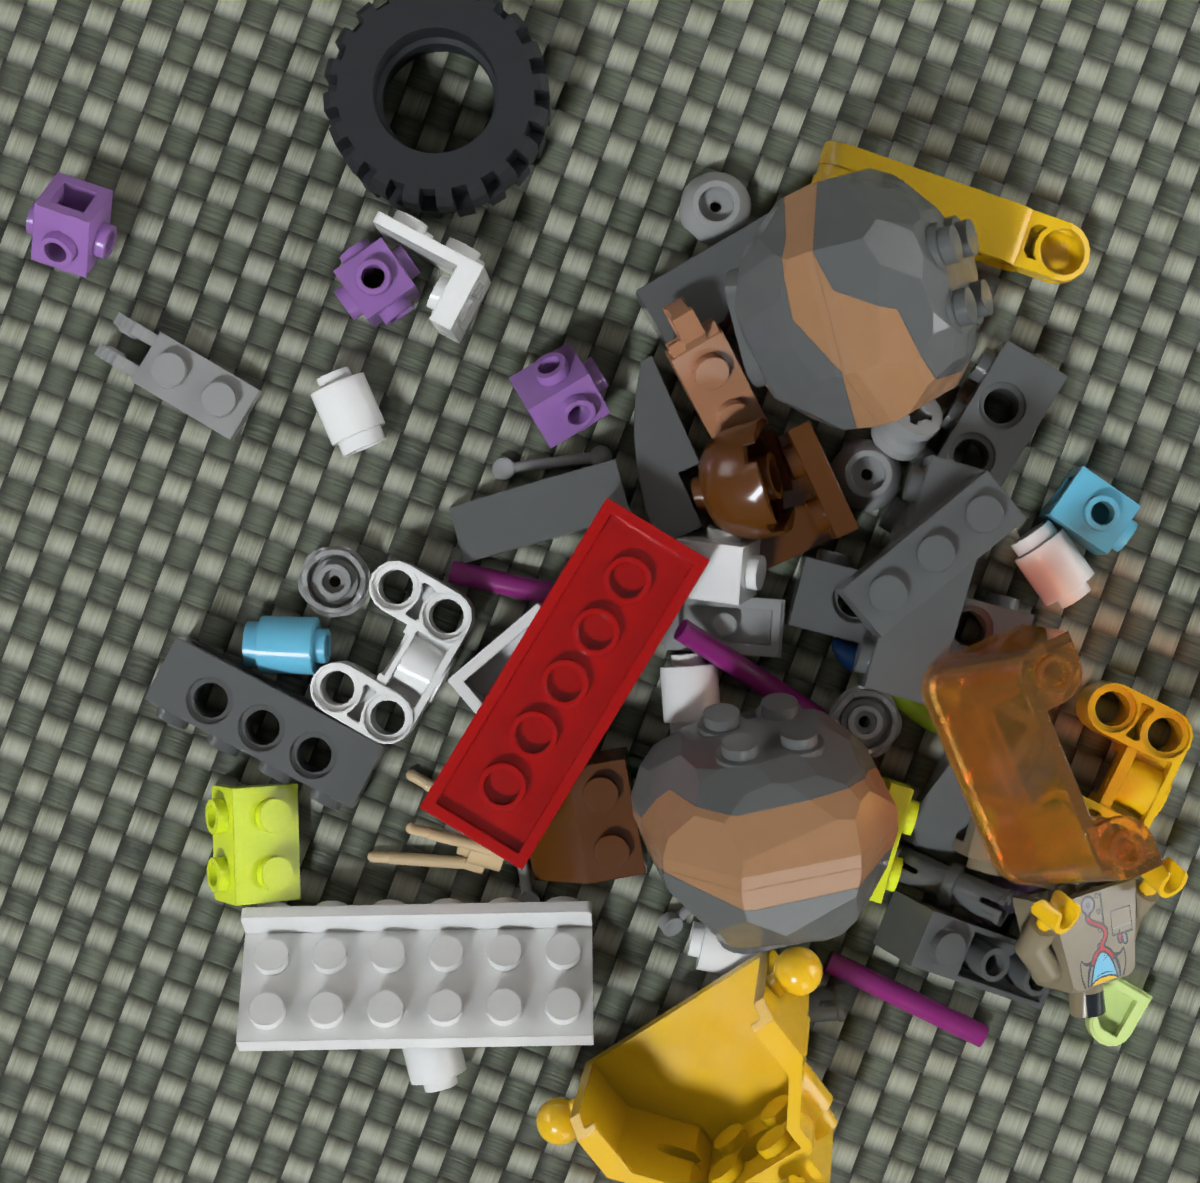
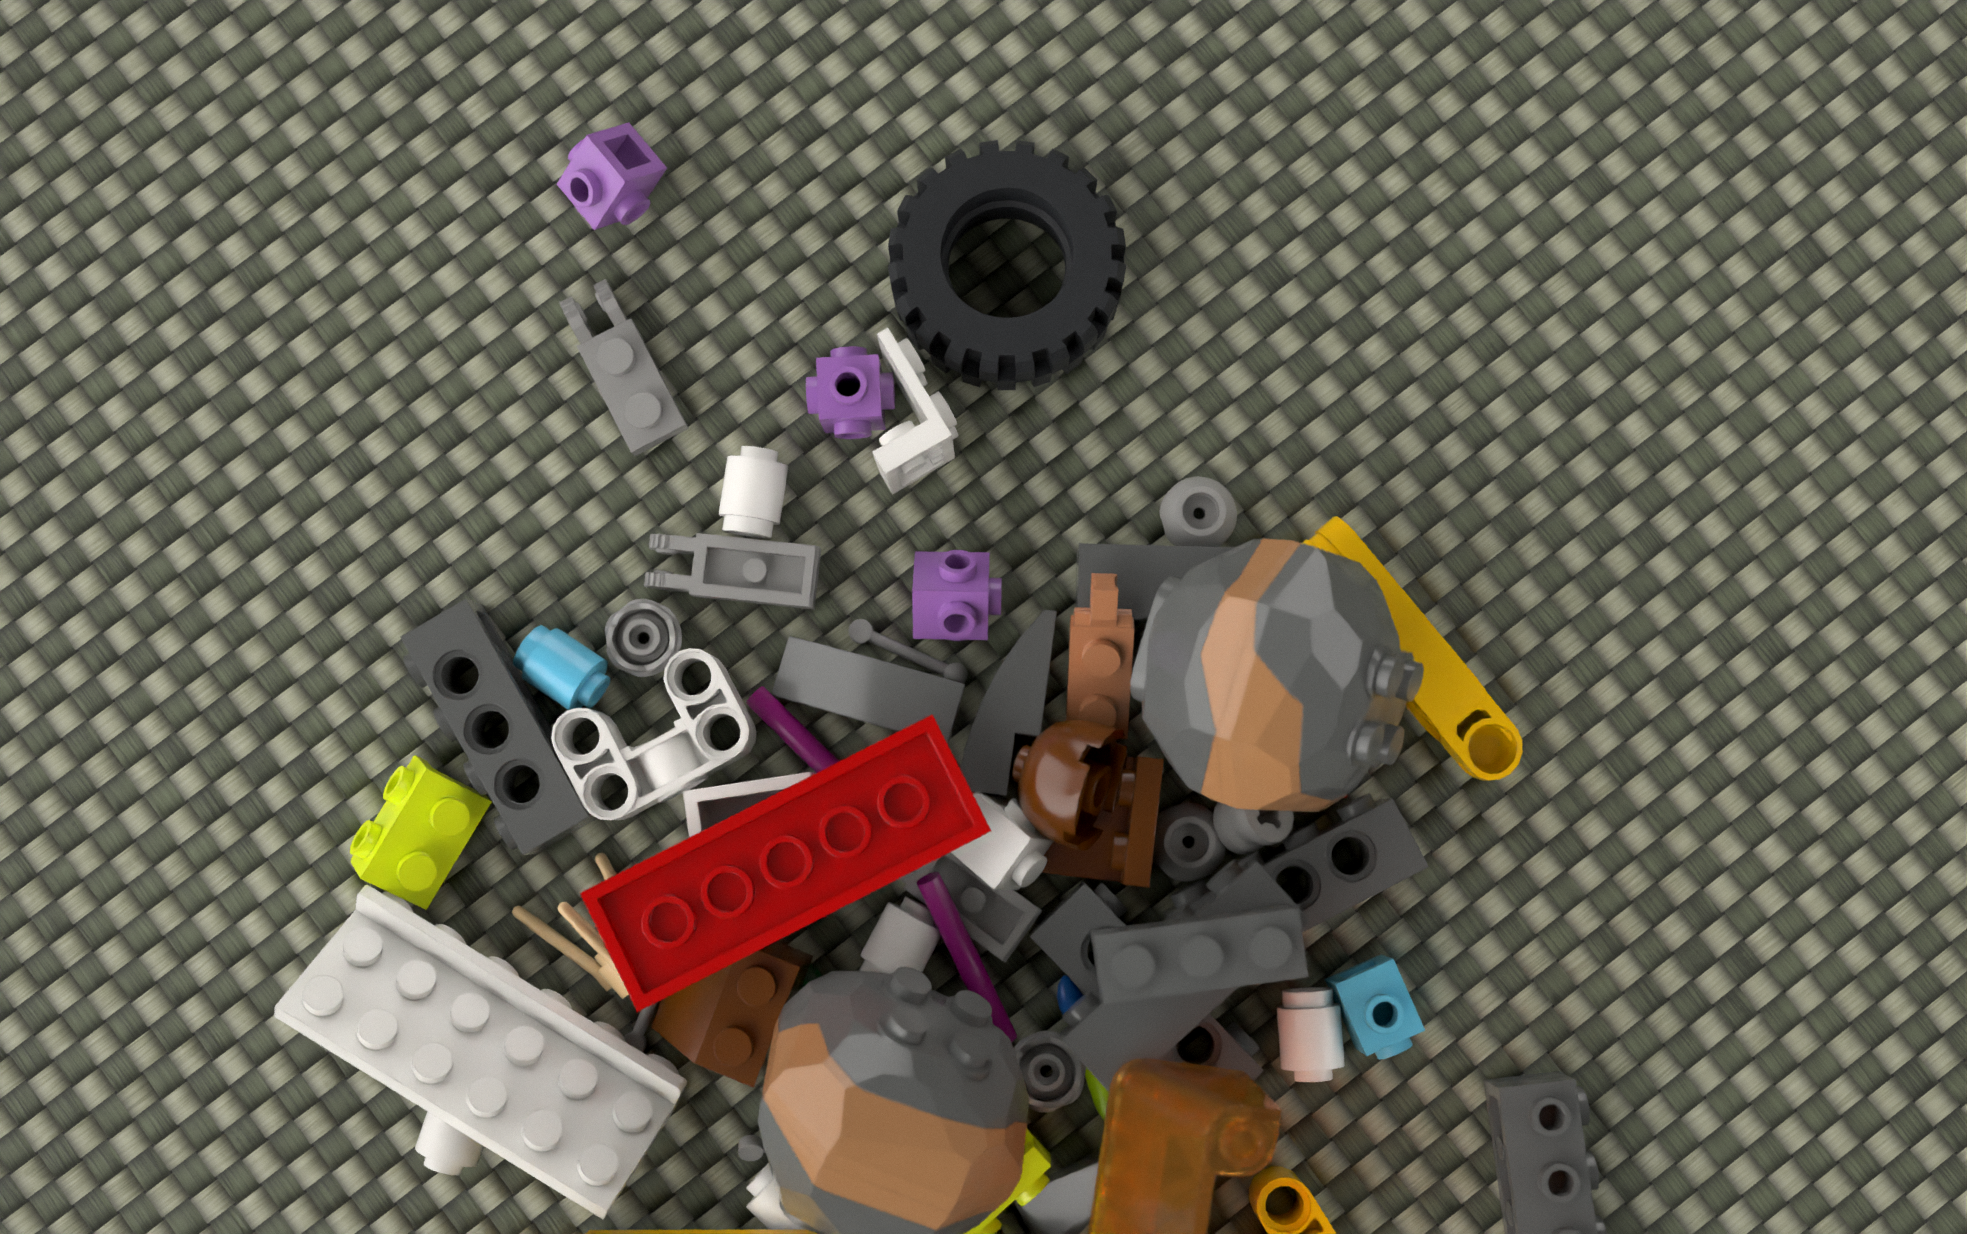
camera: 35 degrees right, 5 degrees down
(377, 479) = (740, 569): none -> light grey hinge

